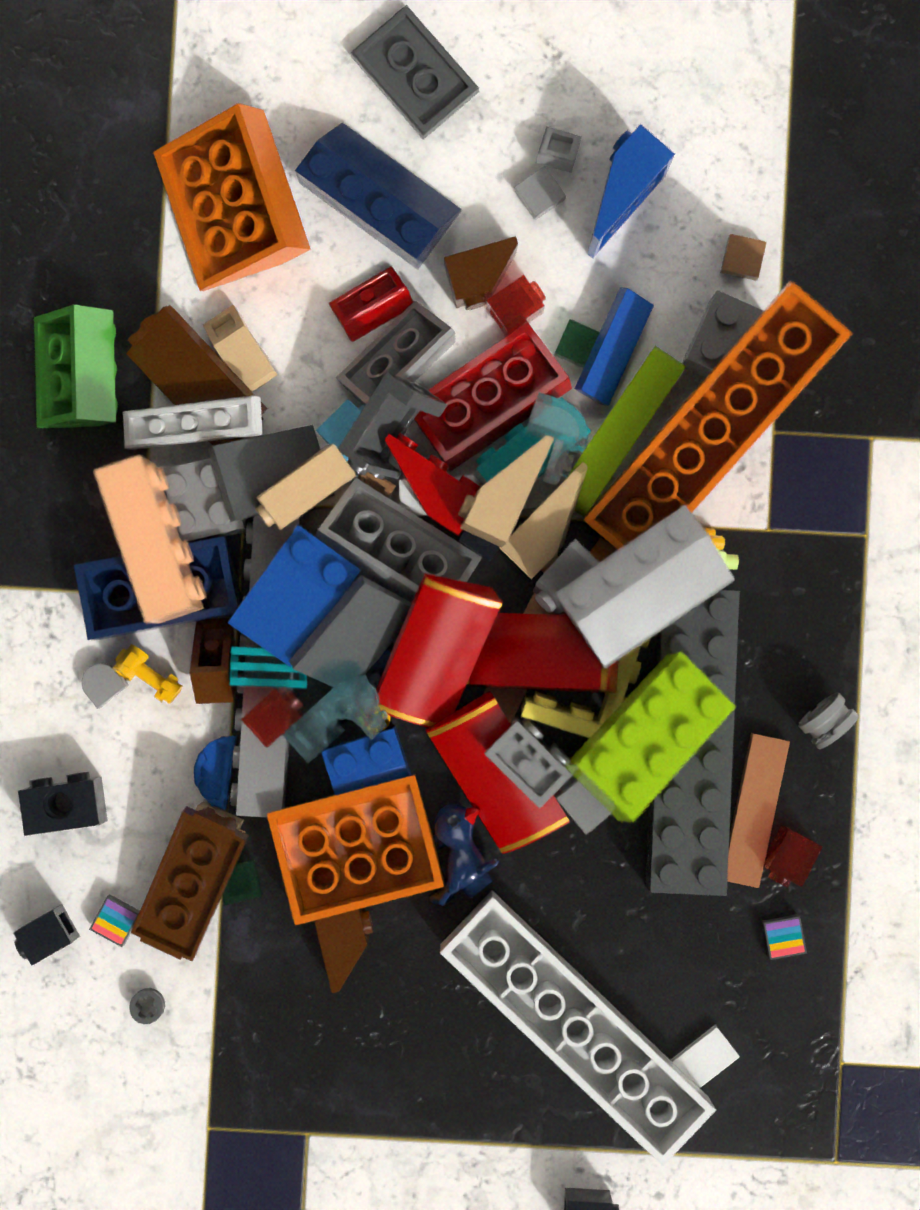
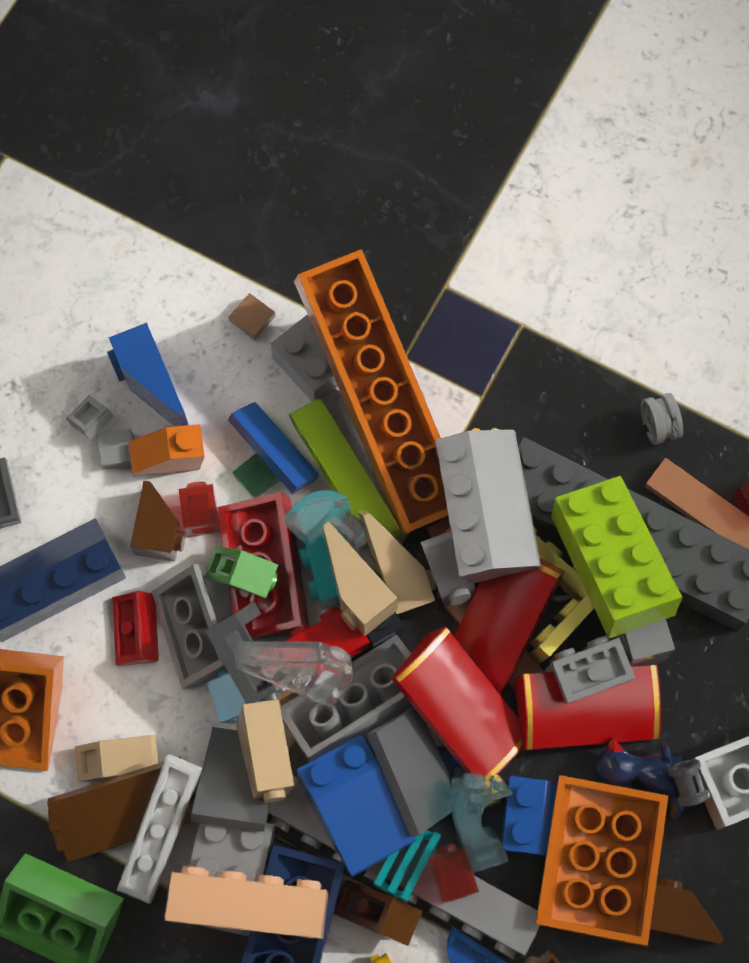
camera: 65 degrees left, 15 degrees down
(397, 481) = (300, 667): none -> clear slope
(465, 901) = (689, 782): none -> dark grey bush
(470, 378) = (242, 571): none -> bright green slope
(558, 243) = (167, 450): none -> orange slope

